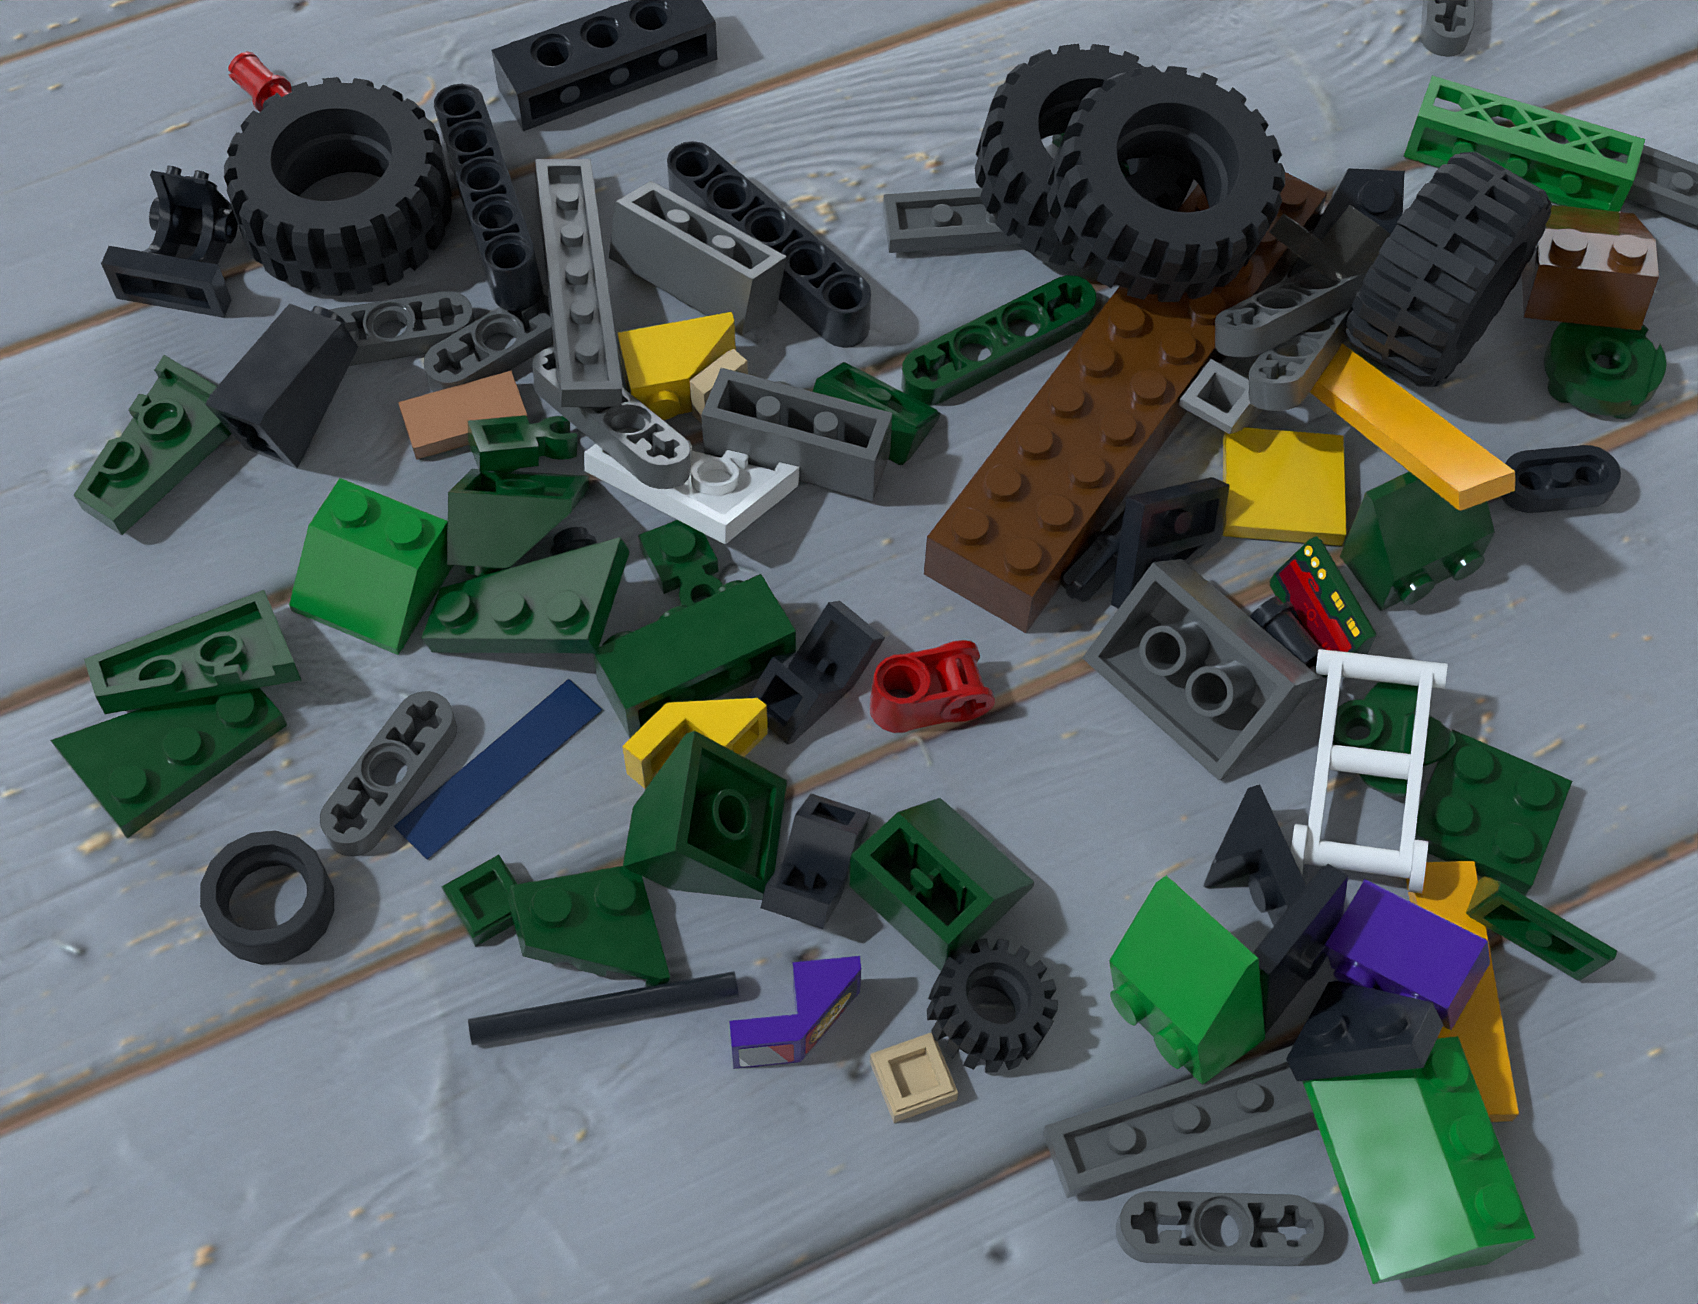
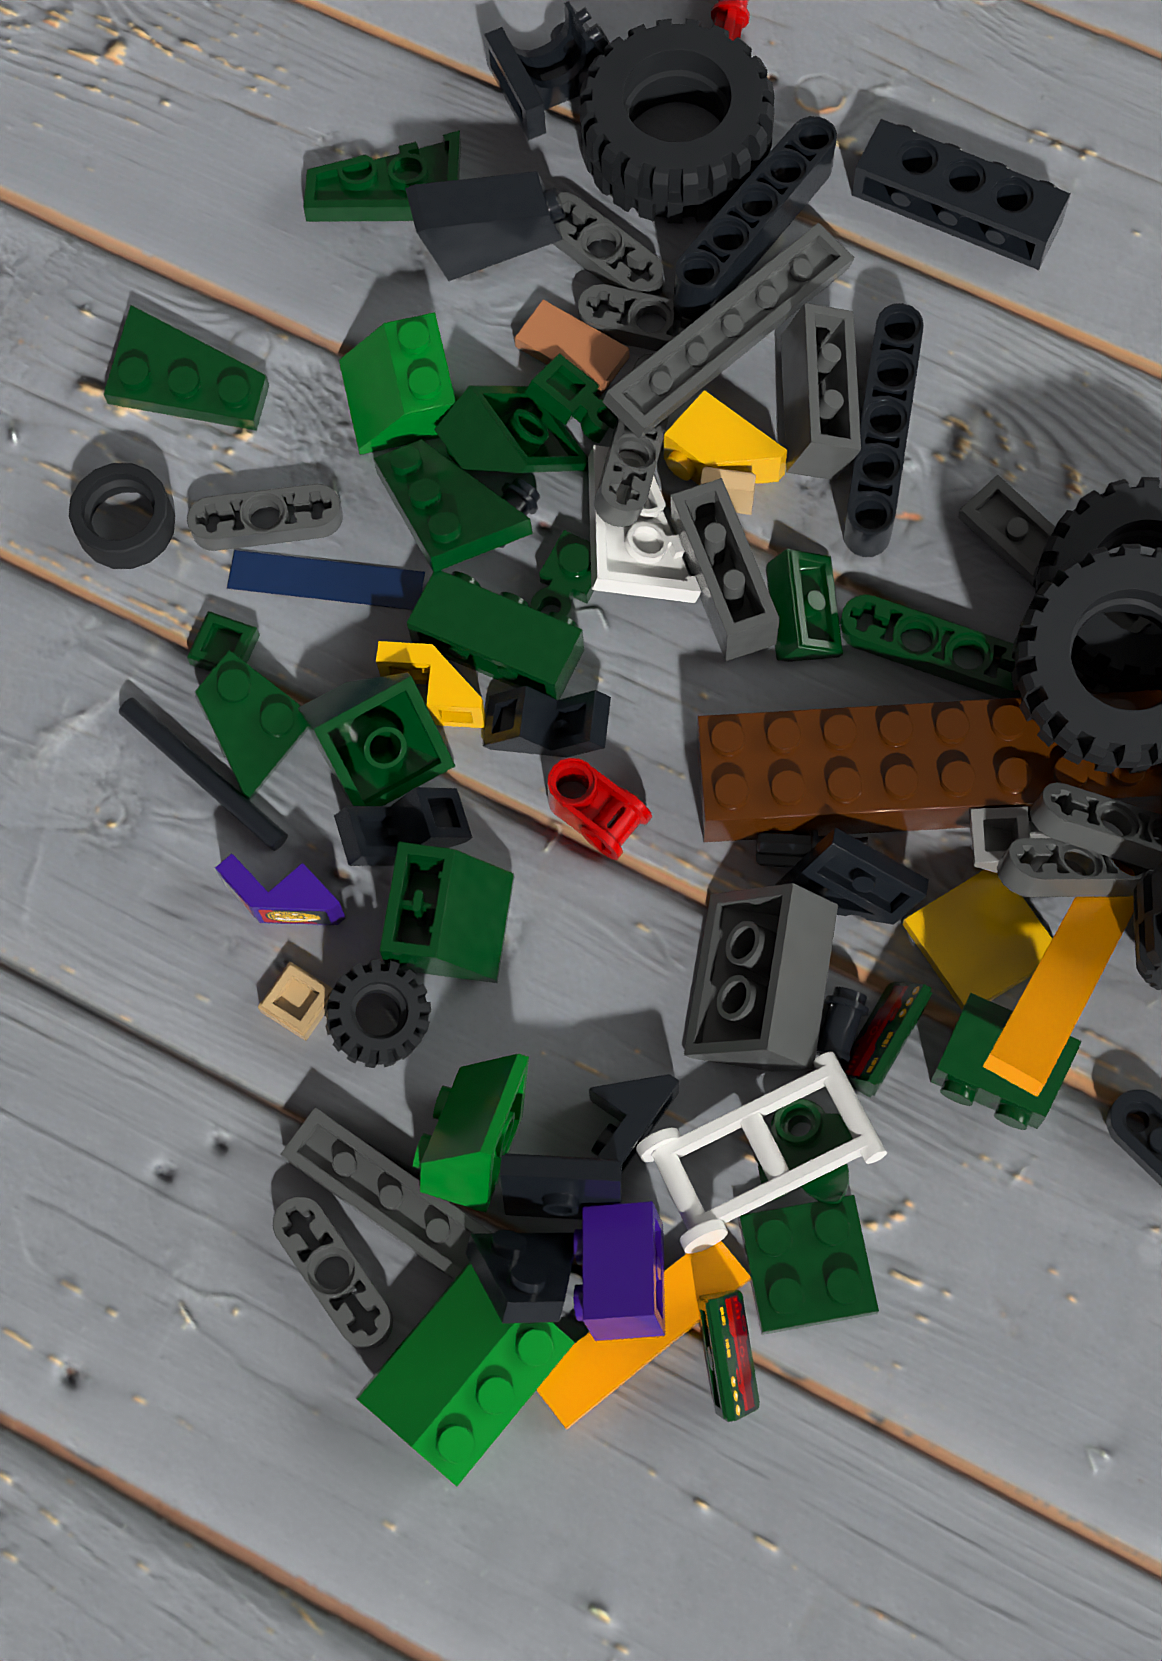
camera: 60 degrees right, 10 degrees up
(197, 658) = (251, 340): dark green wing -> none

